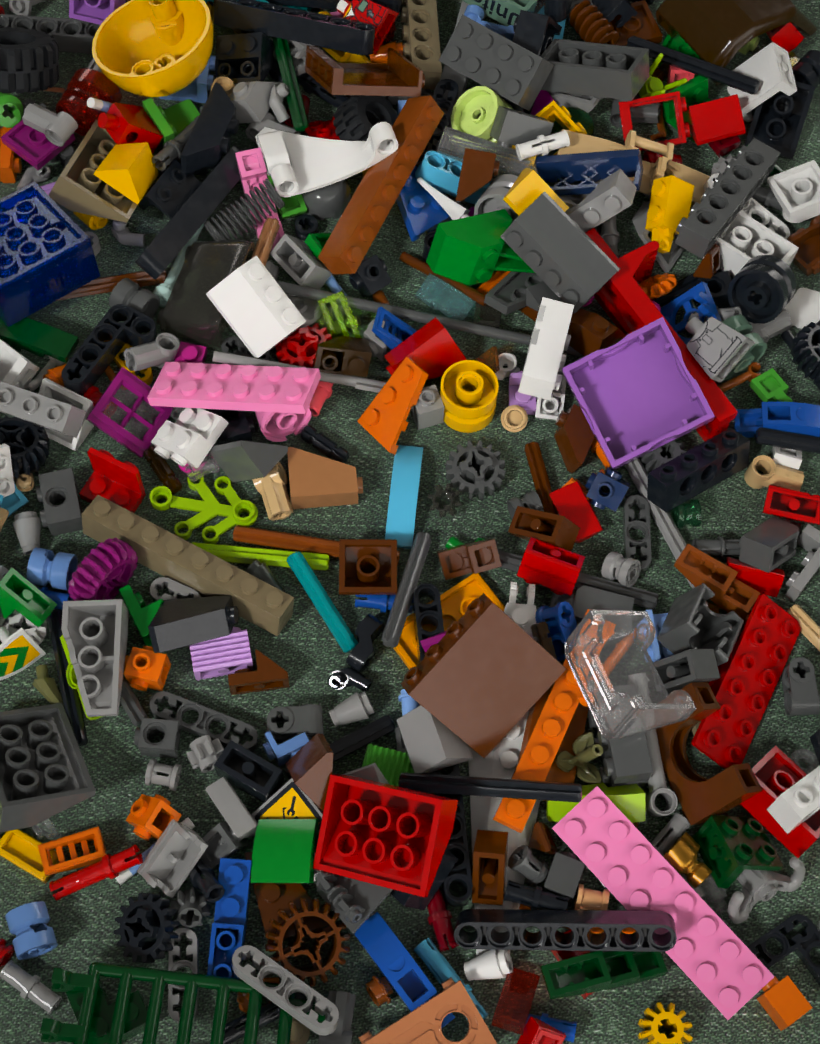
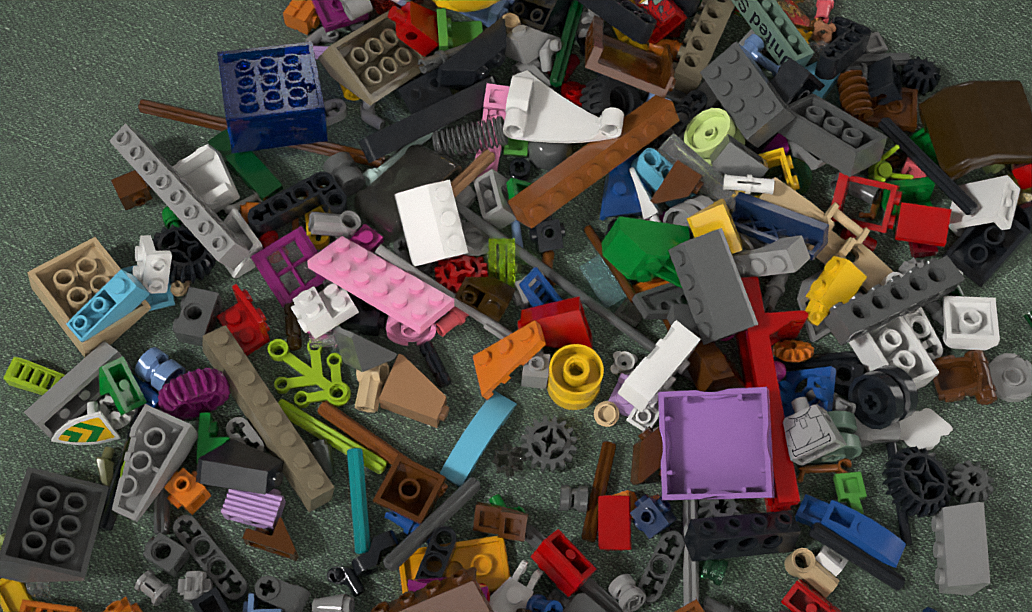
camera: 25 degrees right, 0 degrees up
(28, 530) = (159, 329): light grey cone -> none
(129, 170) = (394, 62): yellow slope -> none
(490, 359) = (609, 353): clear orange slope -> none
(544, 527) = (576, 526): reddish brown slope -> none
(709, 264) = (849, 352): reddish brown slope -> none

